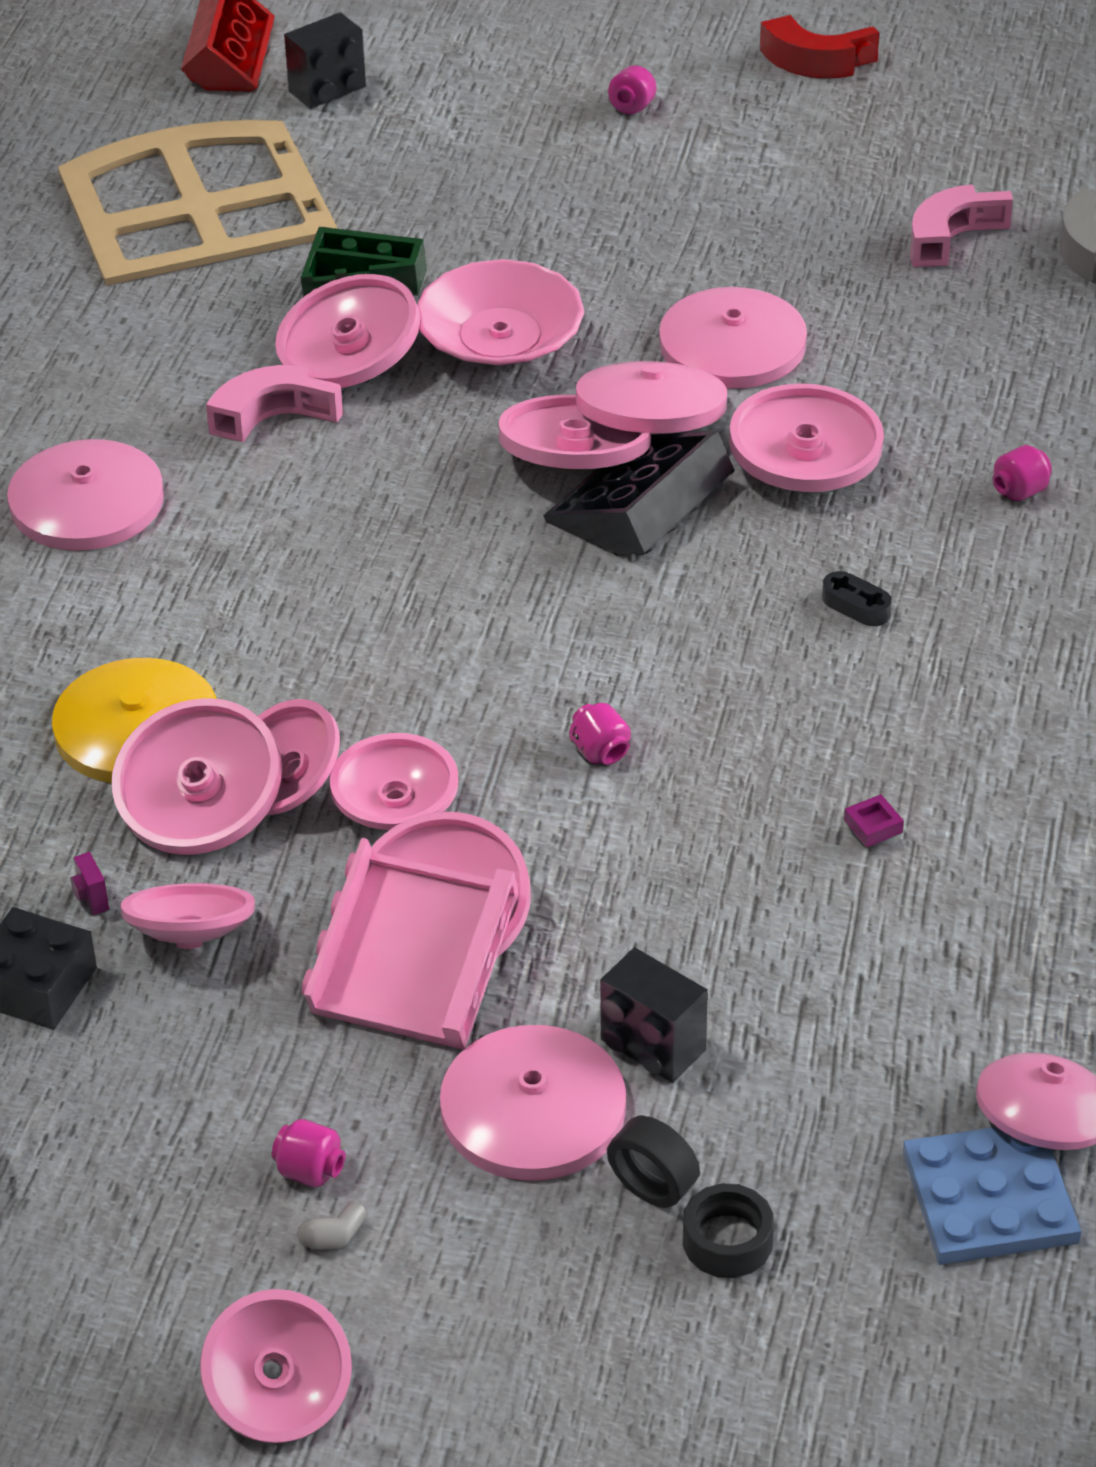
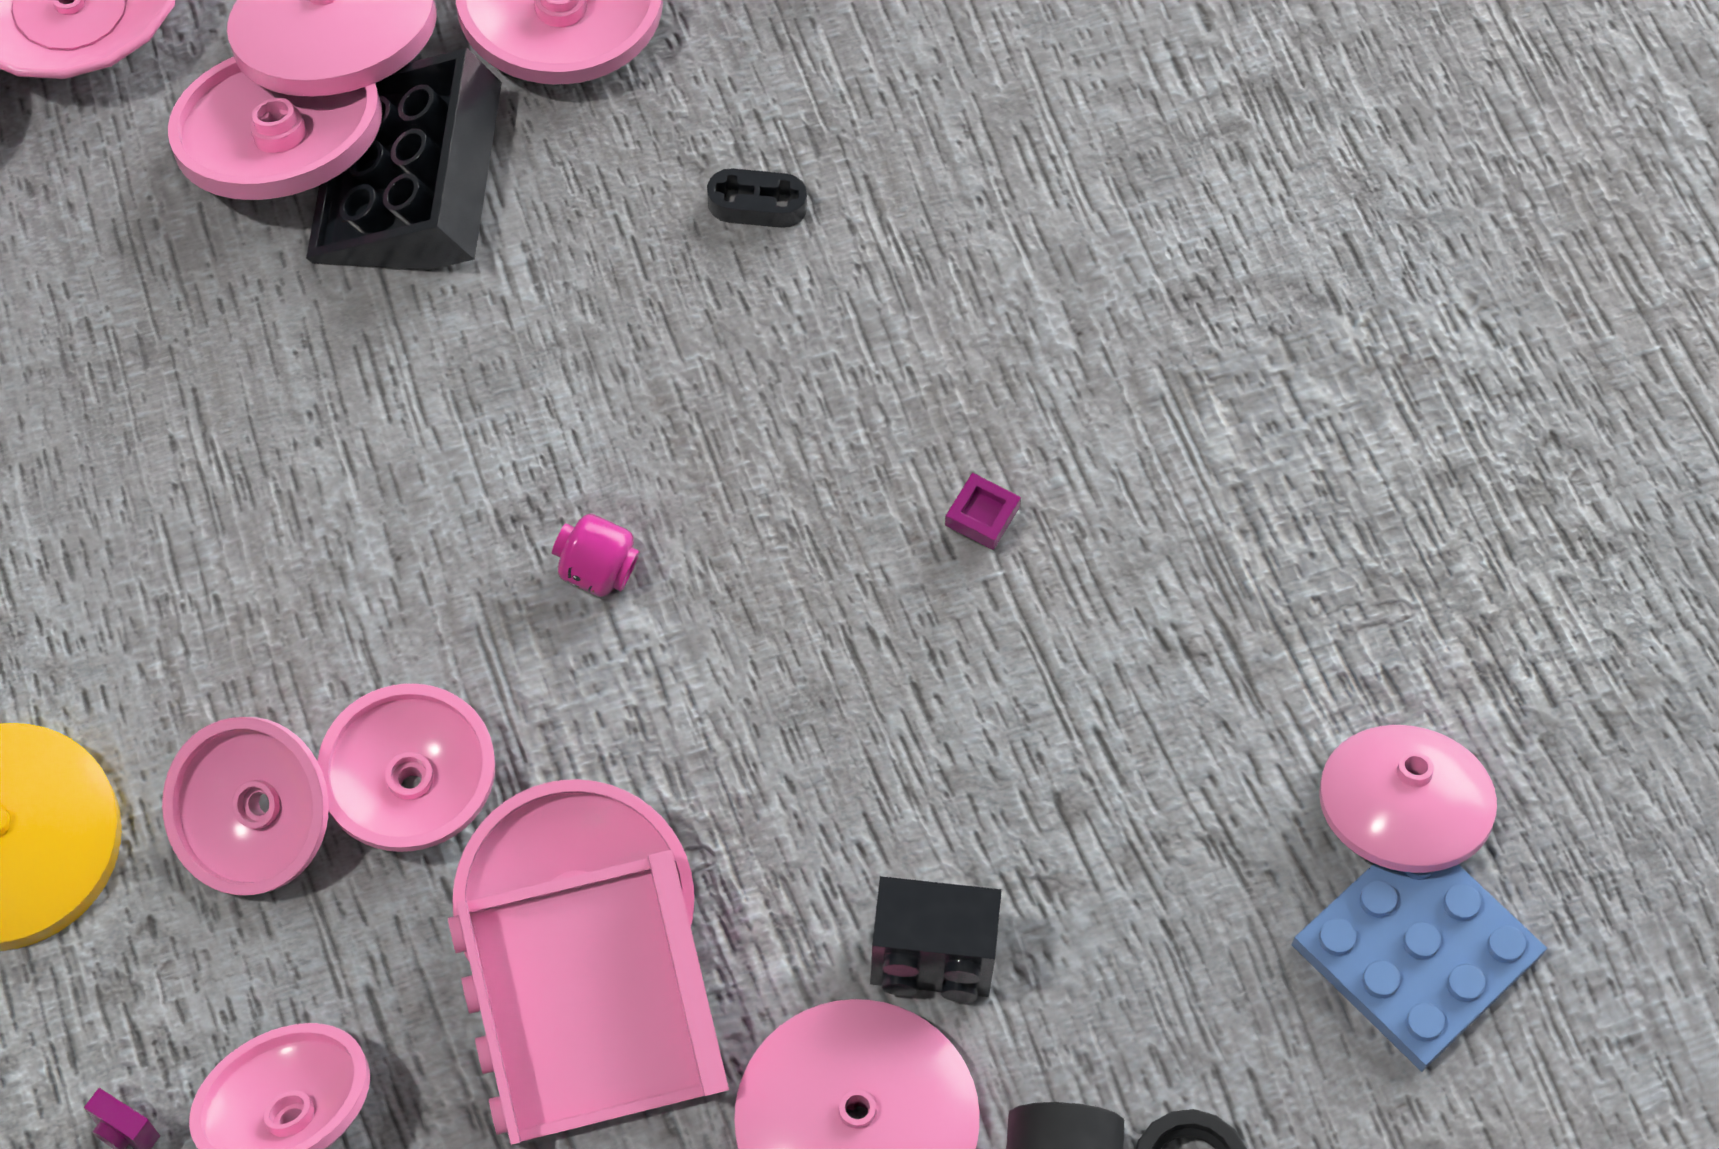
camera: 35 degrees left, 20 degrees up
(196, 776) = (152, 893): bright pink dish -> none

